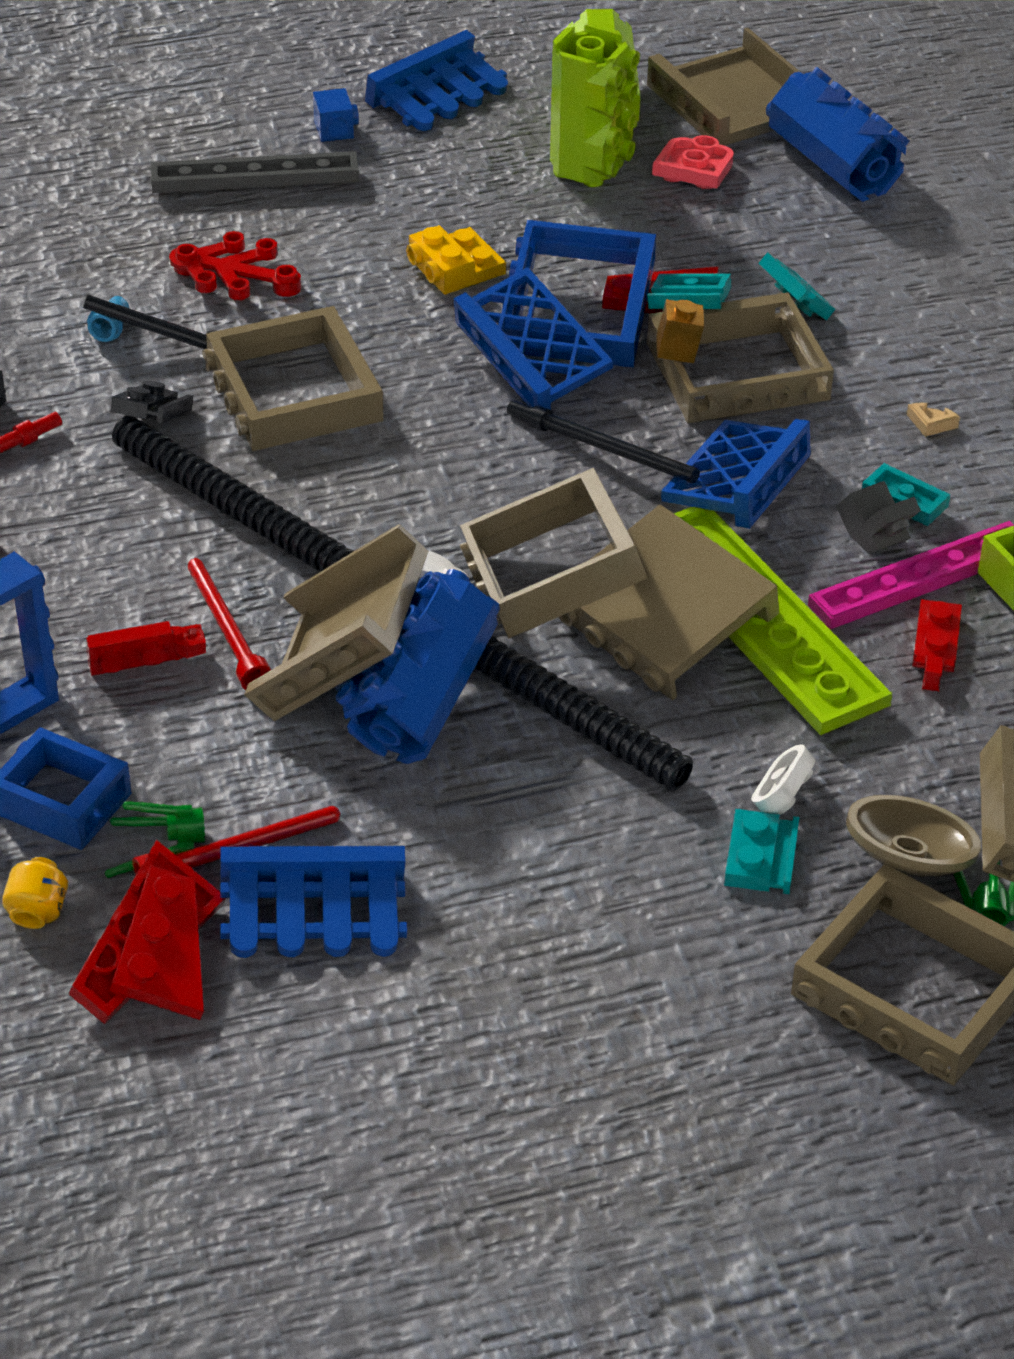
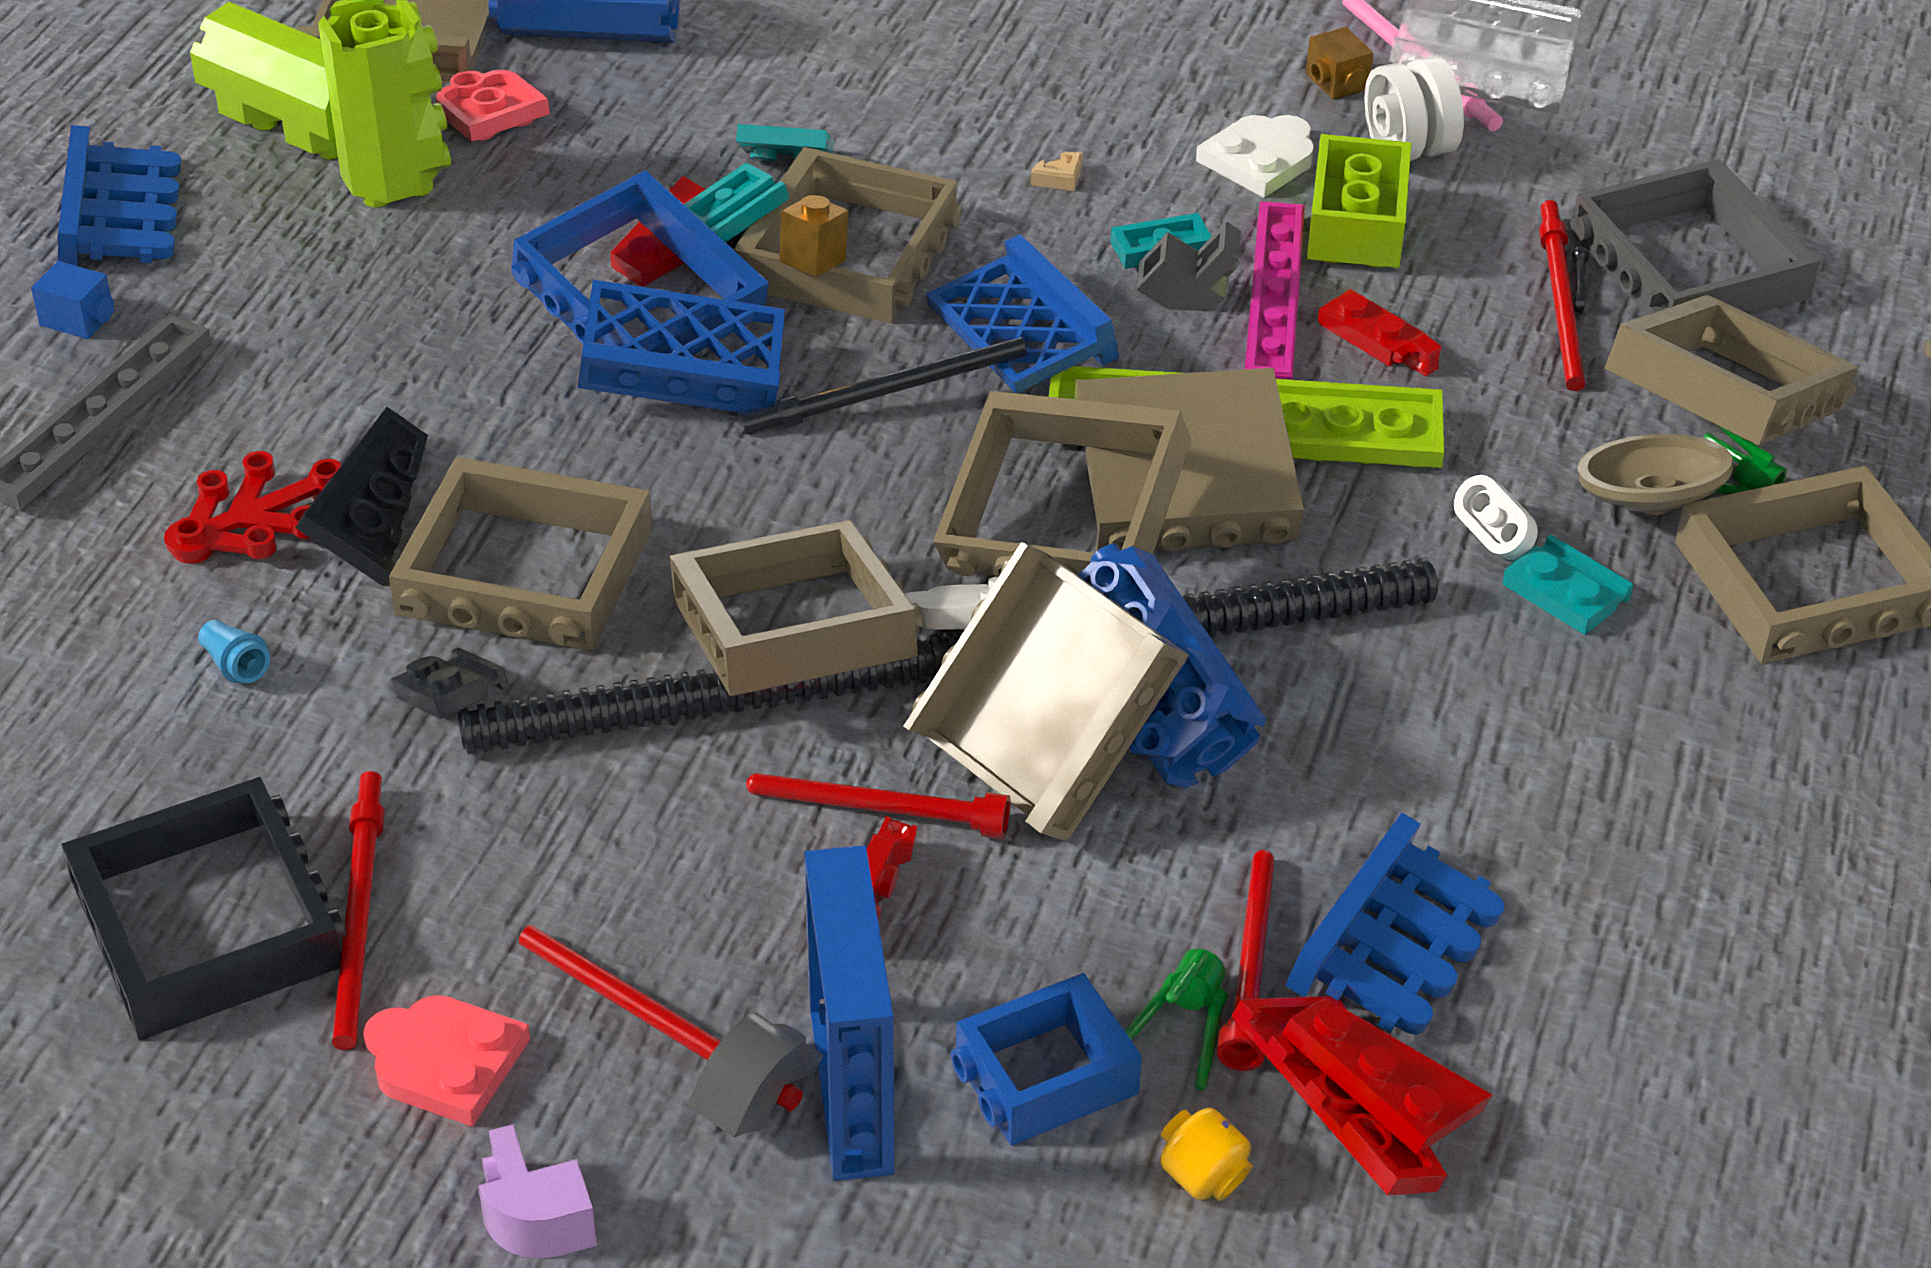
camera: 55 degrees left, 0 degrees up
(145, 321) = (303, 615): black bar -> none
(260, 492) = (800, 650): none -> dark tan window
(282, 292) = (368, 496): none -> black wing
(454, 258) = (444, 342): yellow plate -> none

